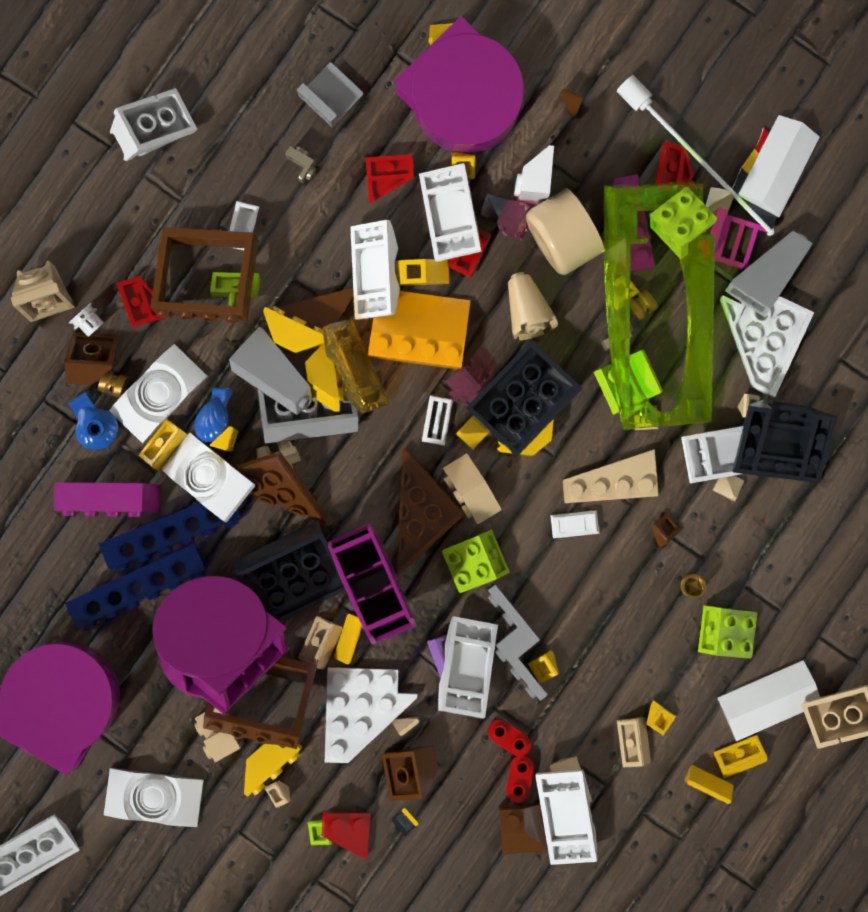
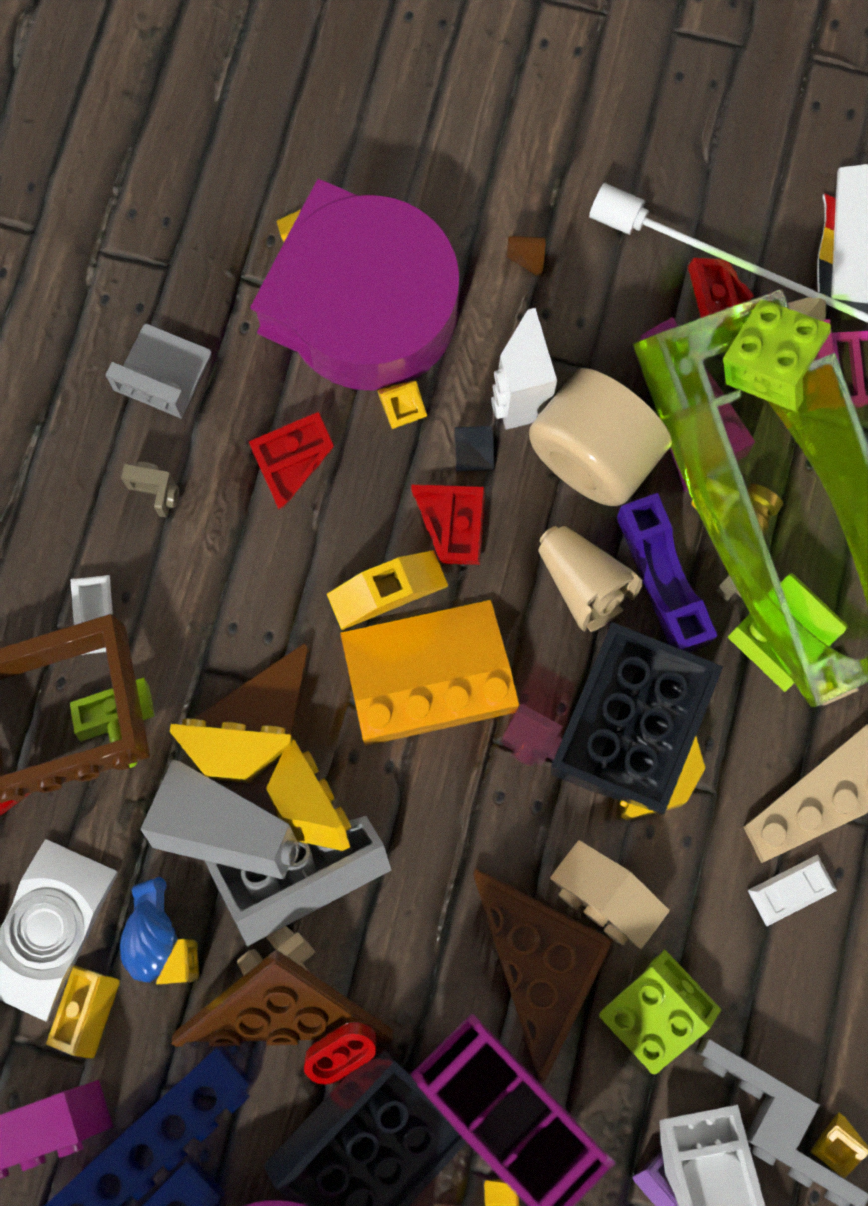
camera: 20 degrees left, 10 degrees down
(208, 477) = (173, 1039): white slope -> none
(299, 518) = (340, 1053): none -> red plate
(354, 366) = (347, 767): clear yellow slope -> none
(374, 269) = (323, 604): white slope -> none
(440, 400) = (504, 772): white tile -> none
(450, 212) = (410, 476): white slope -> none
(472, 433) = (573, 805): yellow slope -> none
(513, 219) = (511, 452): clear pink brick -> none
(573, 324) = (654, 553): none -> dark purple arch

